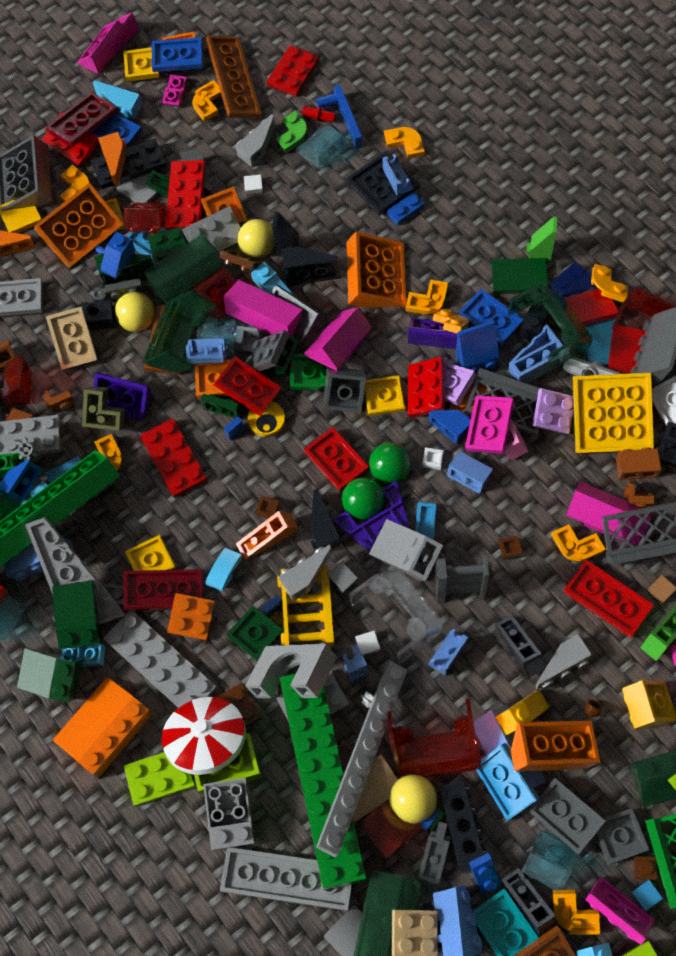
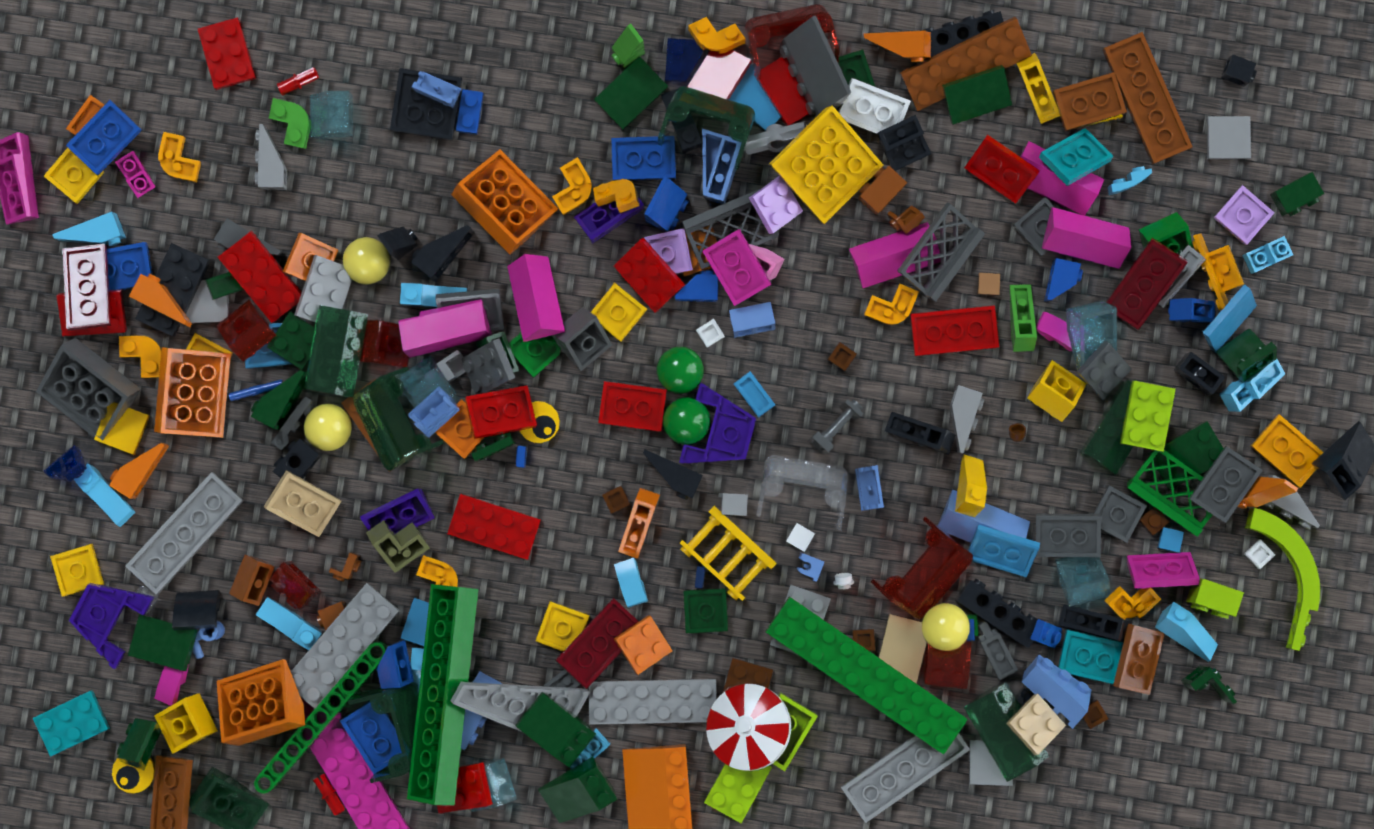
camera: 45 degrees left, 20 degrees up
(22, 445) = (377, 631): light grey gear -> none
(117, 254) = (275, 400): blue slope -> none
(229, 813) = (823, 765): light grey slope -> none
(233, 77) = (179, 112): dark orange plate -> none
(247, 263) = (378, 297): reddish brown plate -> none
(253, 184) = (307, 208): white tile -> none
(277, 660) = (747, 617): light grey arch -> none
(301, 578) = (706, 538): light grey slope -> none
(339, 98) = (301, 48): blue piece -> none
(361, 760) = (884, 633): light grey plate -> none
(405, 136) = (404, 34): light orange plate -> none
(406, 550) = (765, 437): light grey slope -> none
(554, 746) = (1018, 494): orange slope -> none

